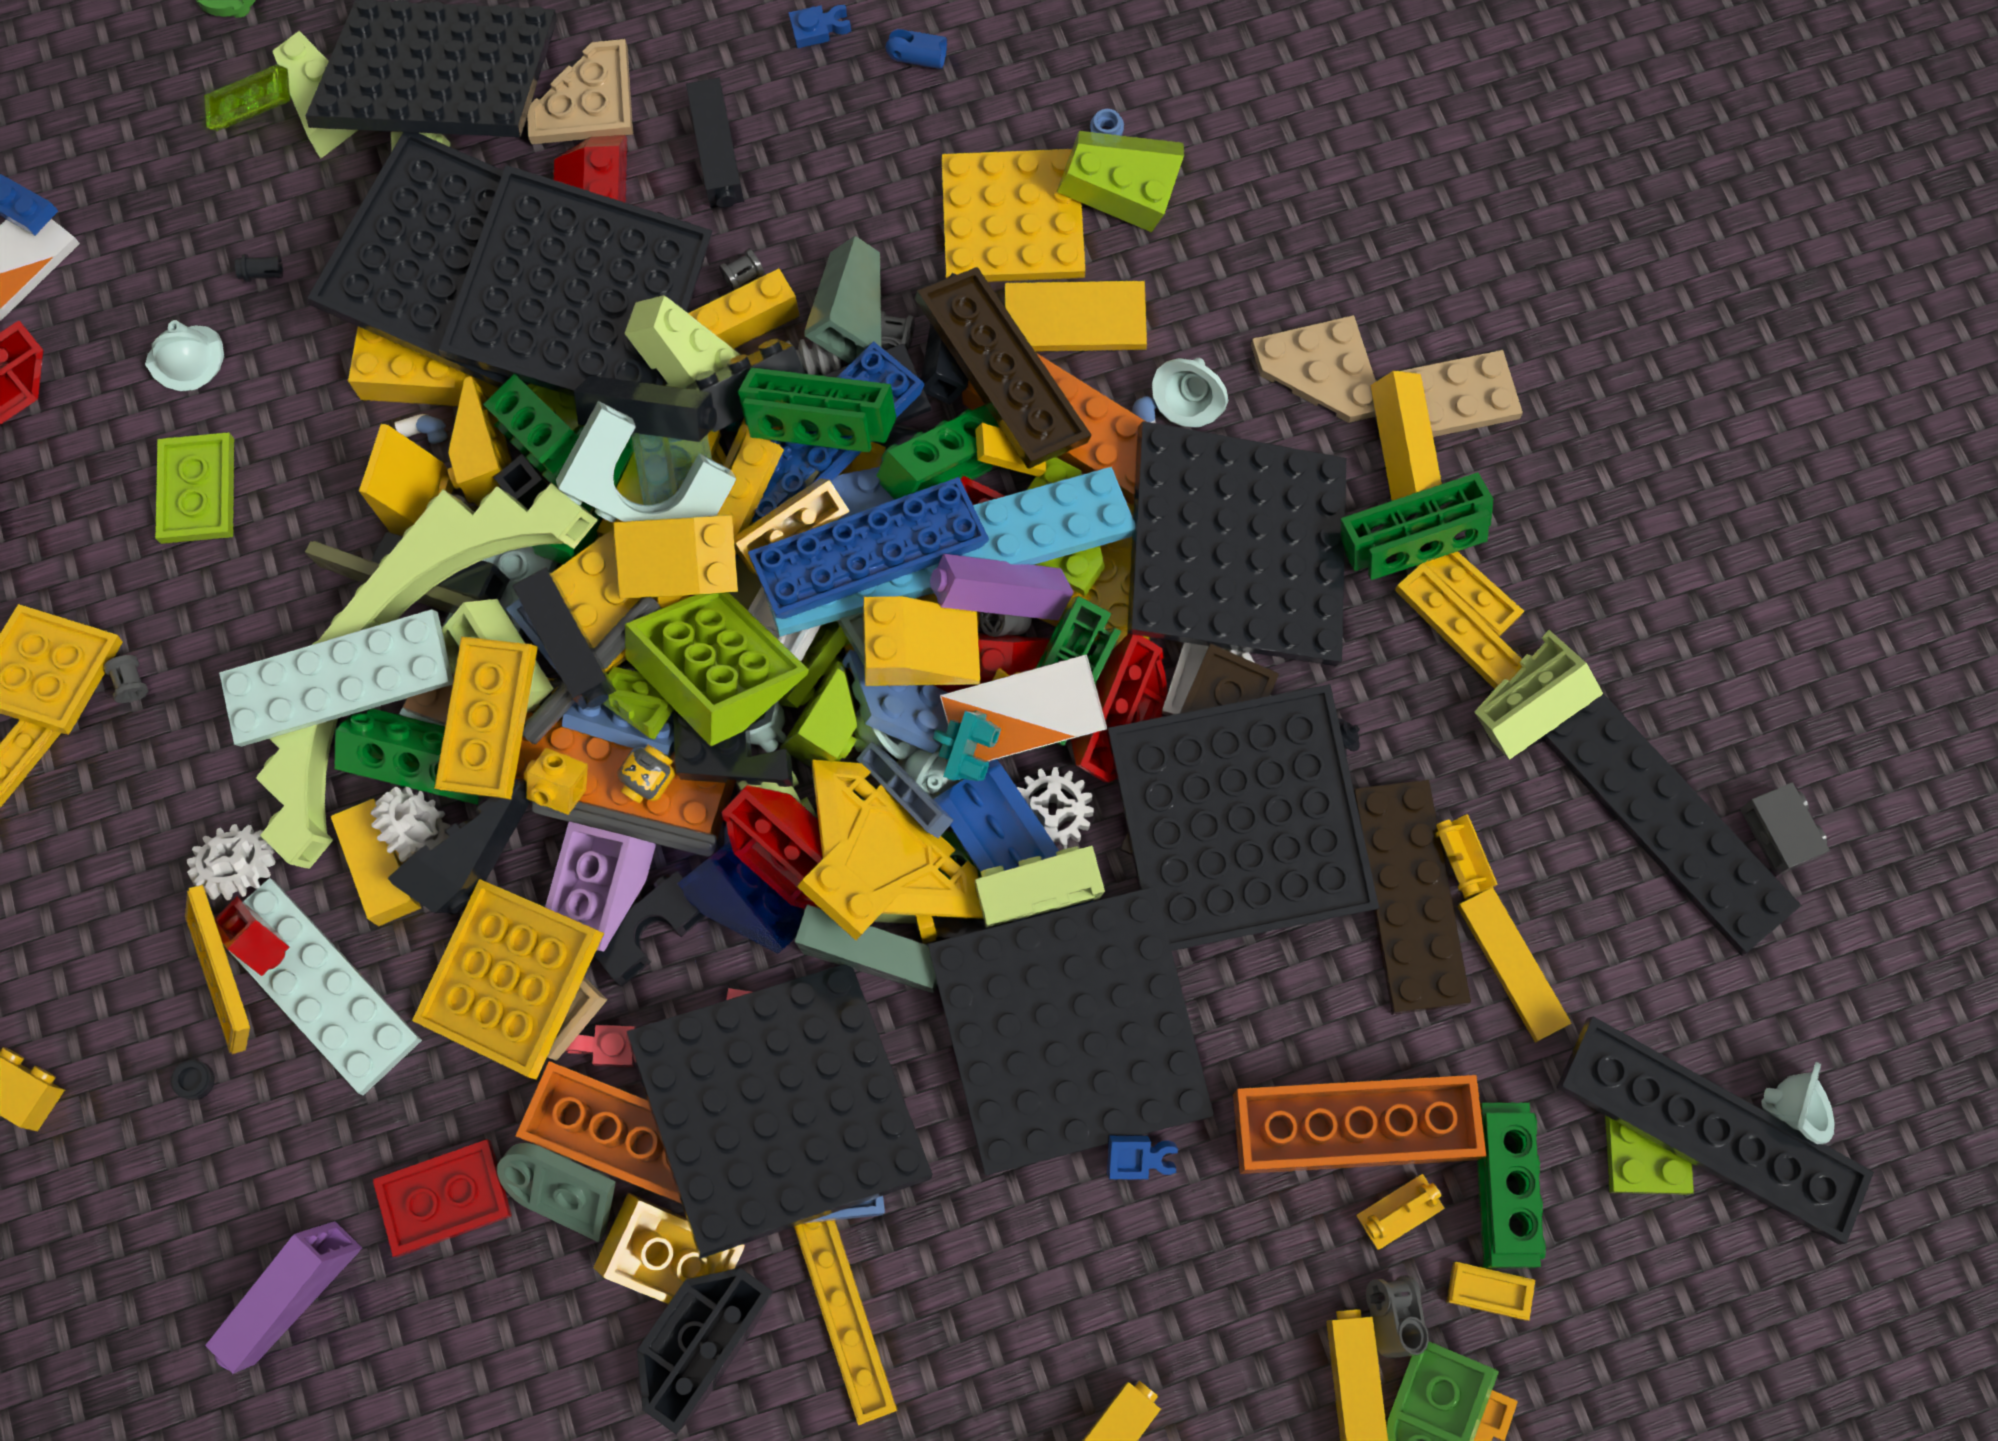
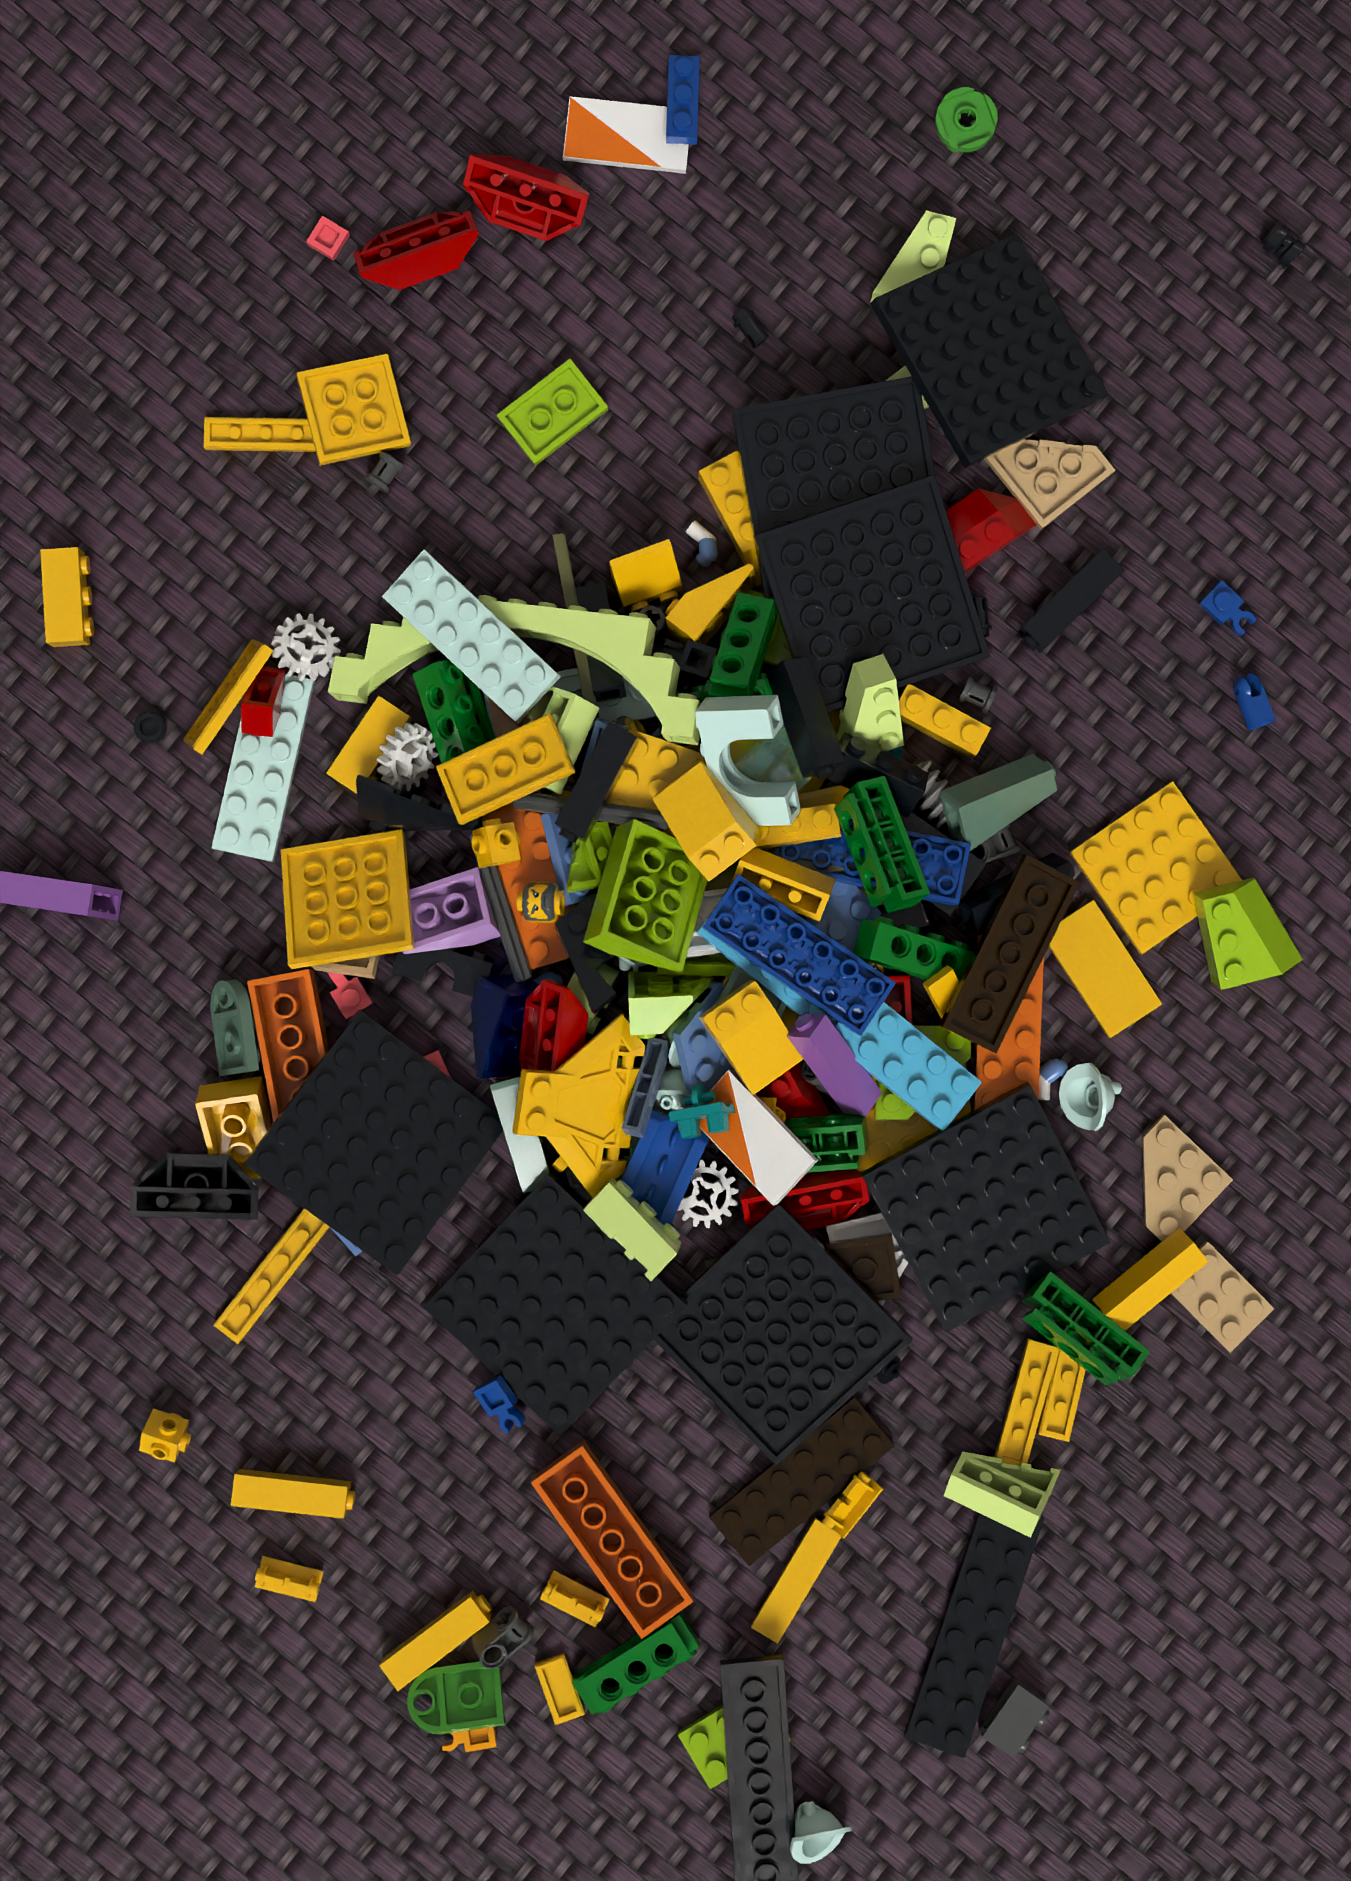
camera: 55 degrees right, 15 degrees up
(185, 356) = (647, 326): light aqua helmet -> none
(247, 97) = (876, 218): clear neon green plate -> none
(441, 1198) = (180, 953): red plate -> none
(1109, 118) = (1288, 892): medium blue plate -> none

